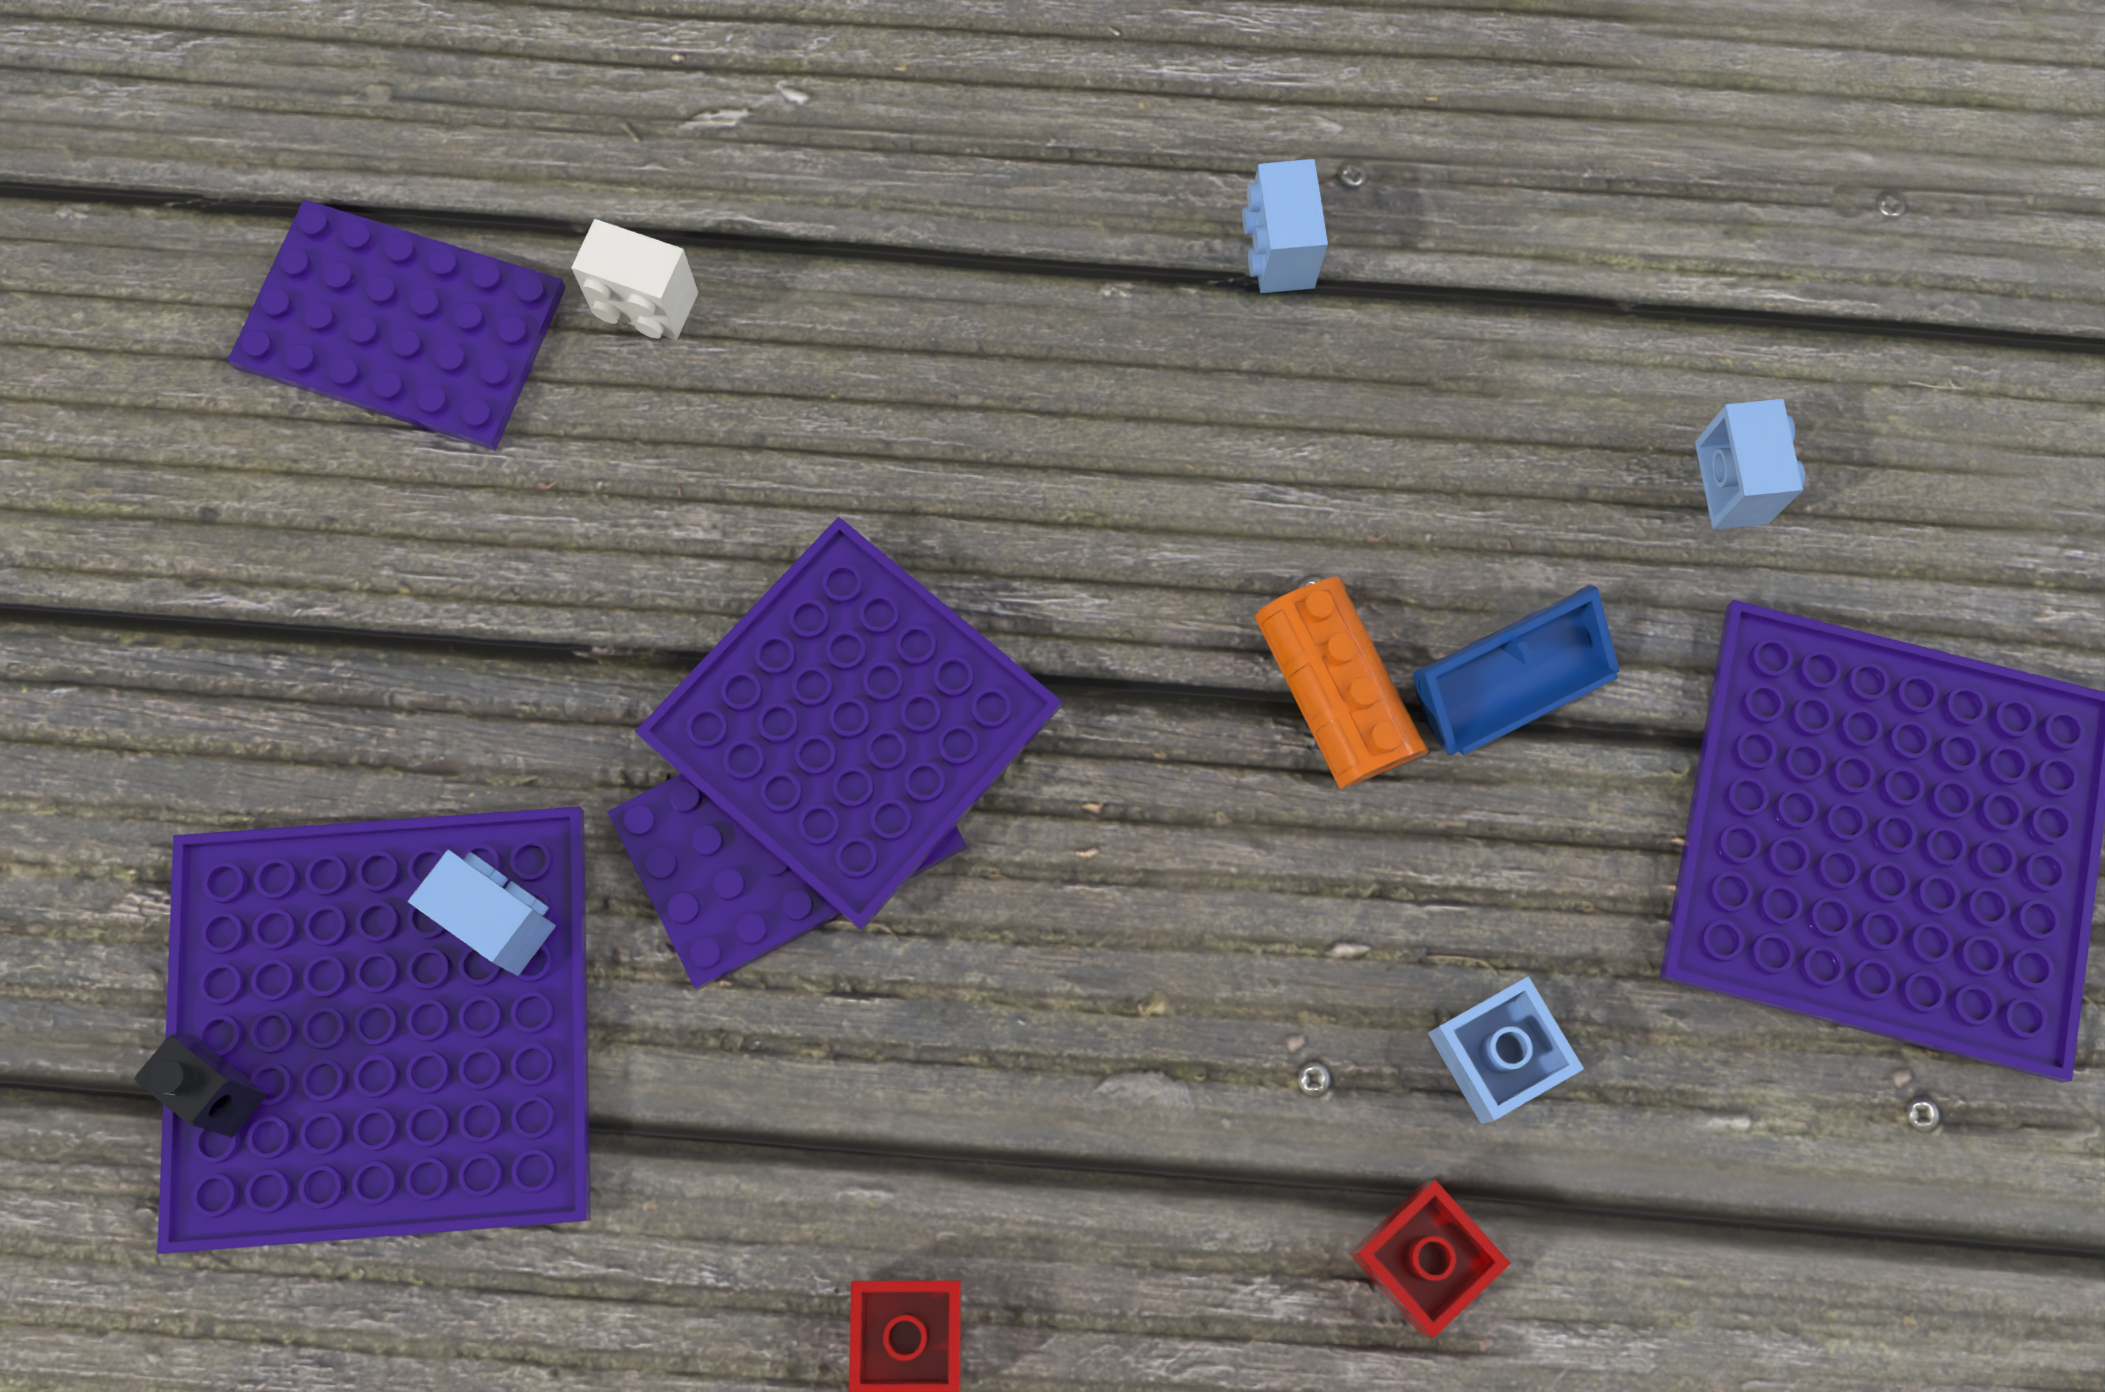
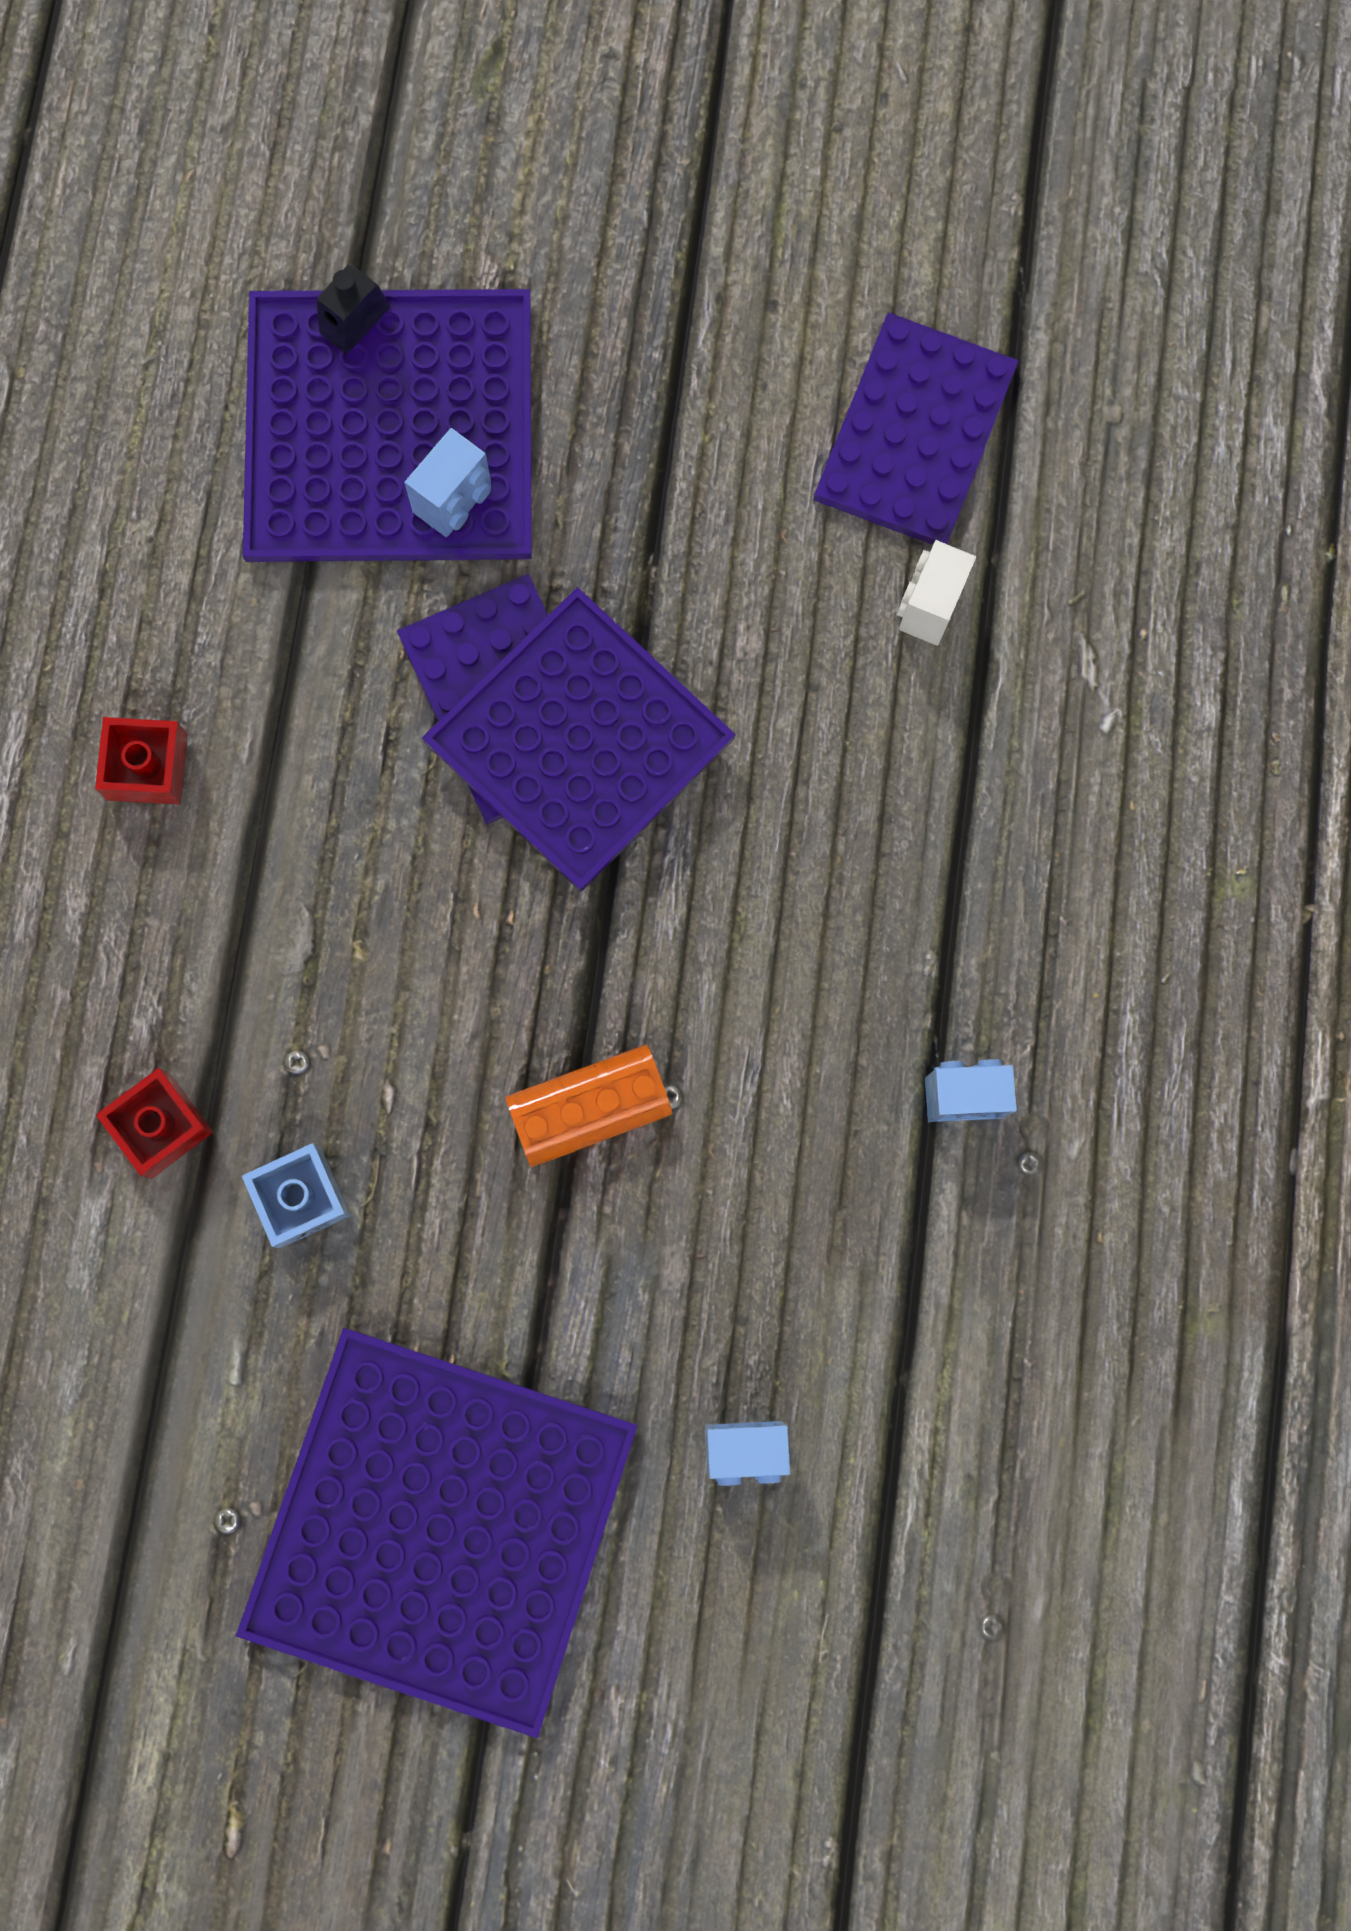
camera: 90 degrees right, 5 degrees up
(1518, 673) = (585, 1243): blue container -> none

